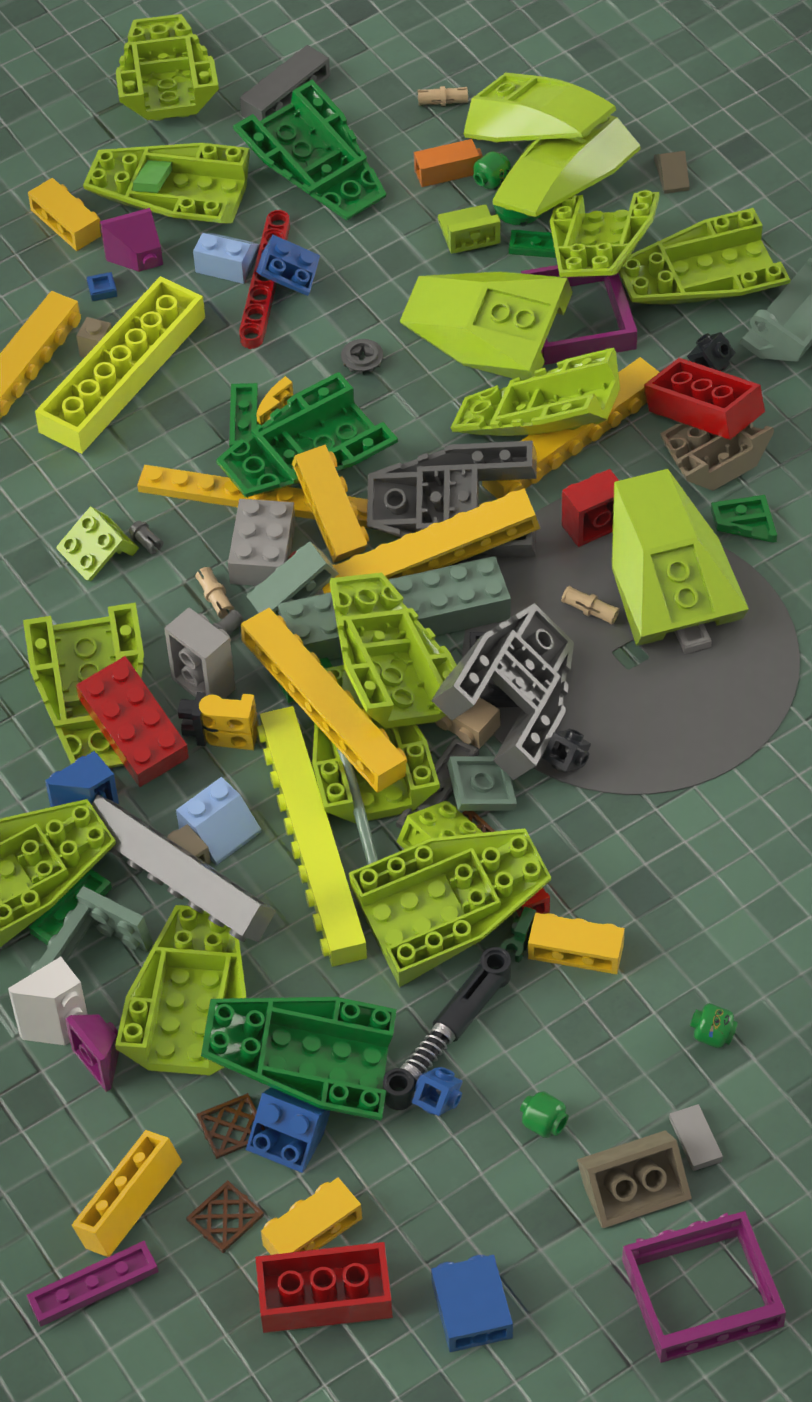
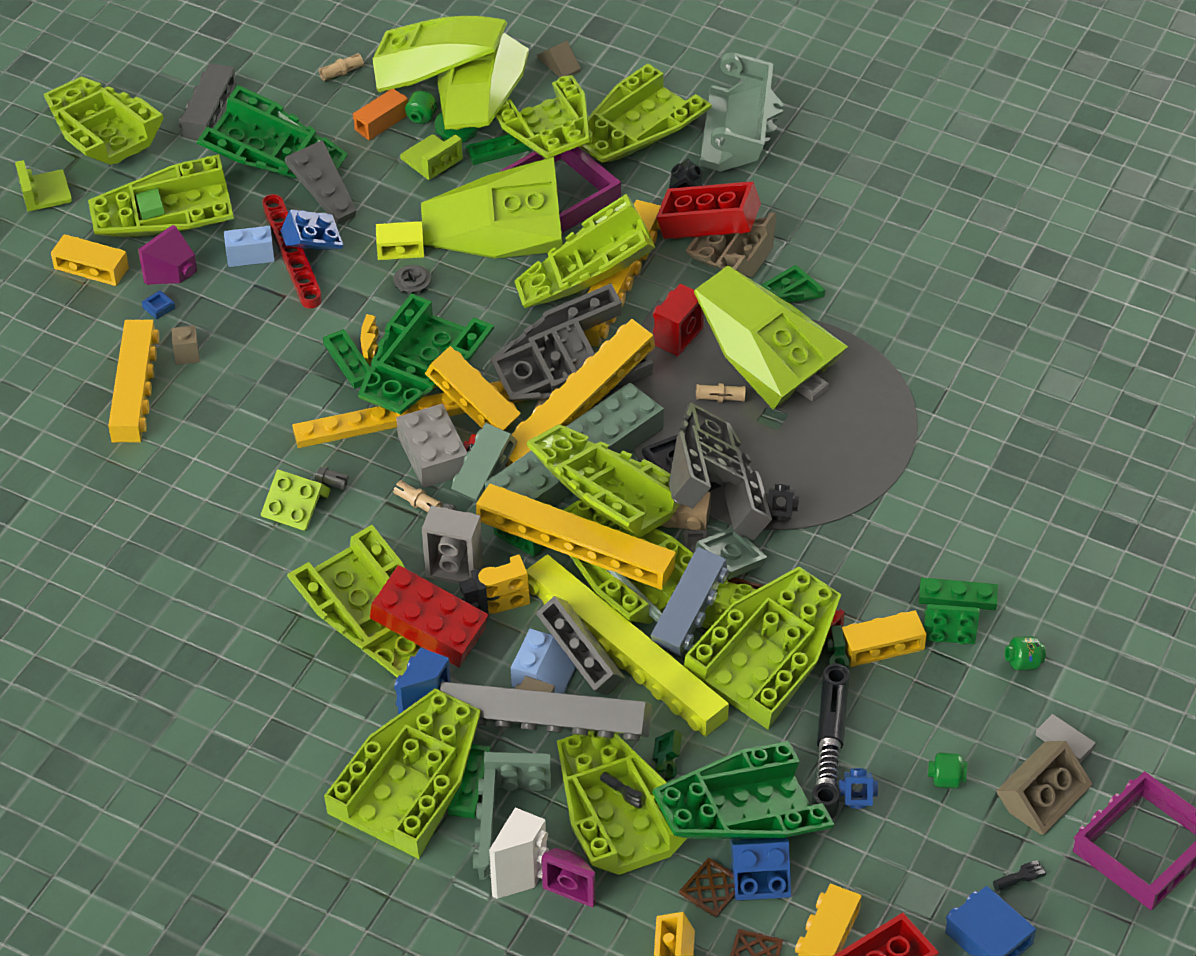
camera: 30 degrees left, 5 degrees down
(67, 121) = (42, 189): none -> lime bracket
(120, 364) = (221, 356): neon yellow brick -> none
(202, 978) = (629, 794): none -> black piece
(260, 816) = (580, 645): none -> dark grey brick
(278, 963) = (665, 750): none -> dark green plate
(338, 211) = (320, 177): none -> dark grey wing
(374, 308) = (399, 240): none -> neon yellow brick
(392, 817) = (689, 601): none -> sand blue brick
(556, 1260) = (1028, 872): none -> black piece
(655, 959) = (951, 623): none -> green bracket
(692, 929) = (958, 593): none -> green plate

